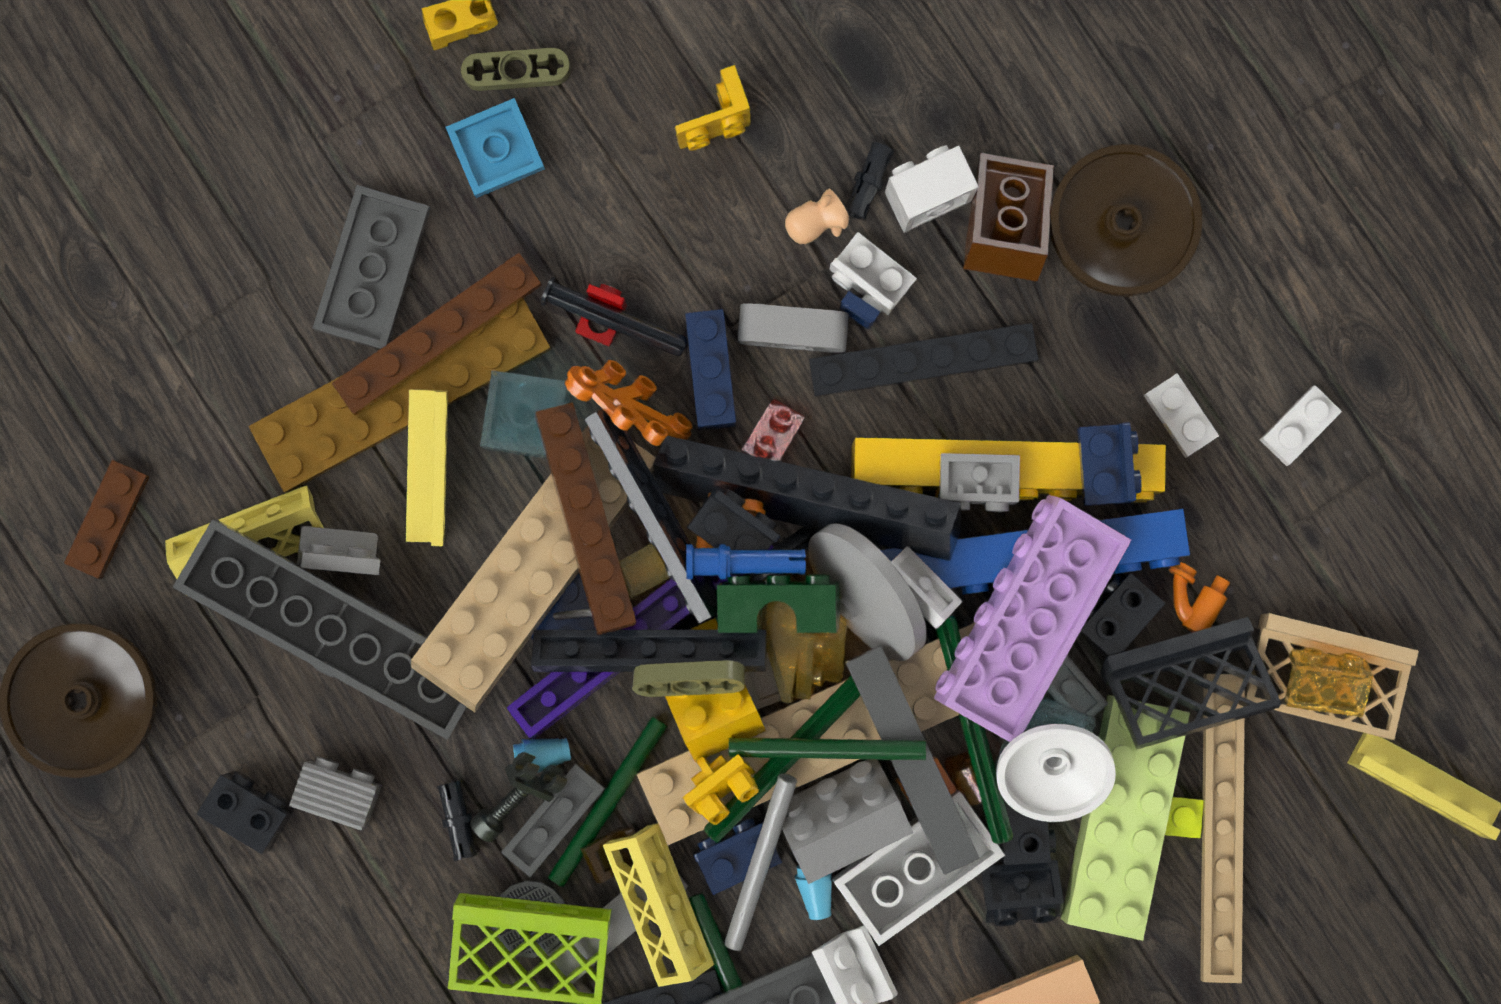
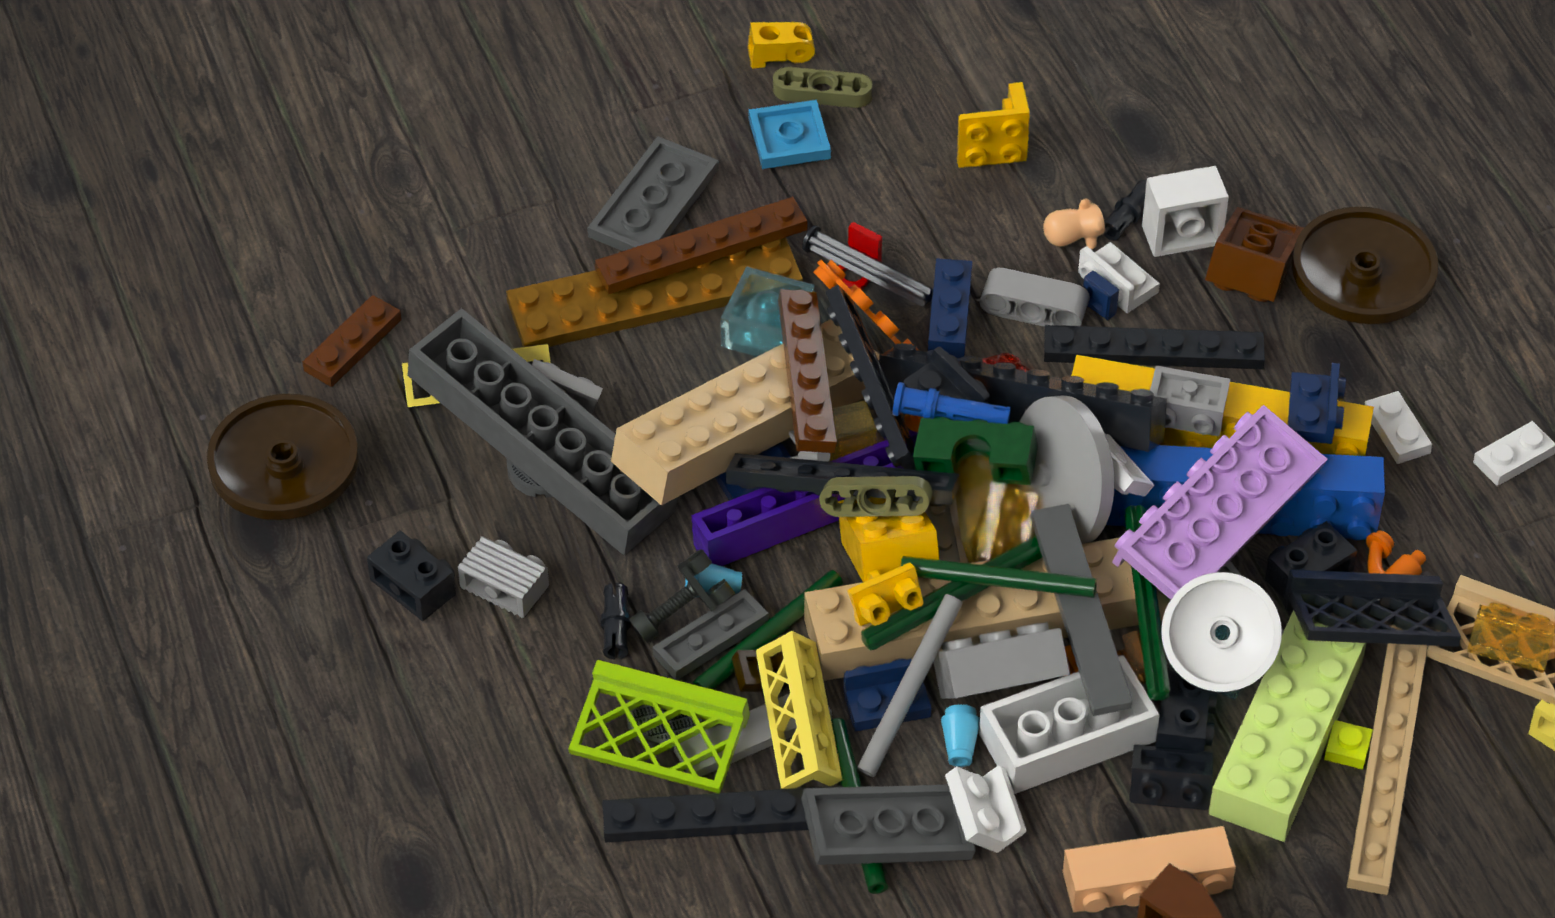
camera: 15 degrees right, 35 degrees down
(427, 466) = (665, 339): light yellow fence -> none

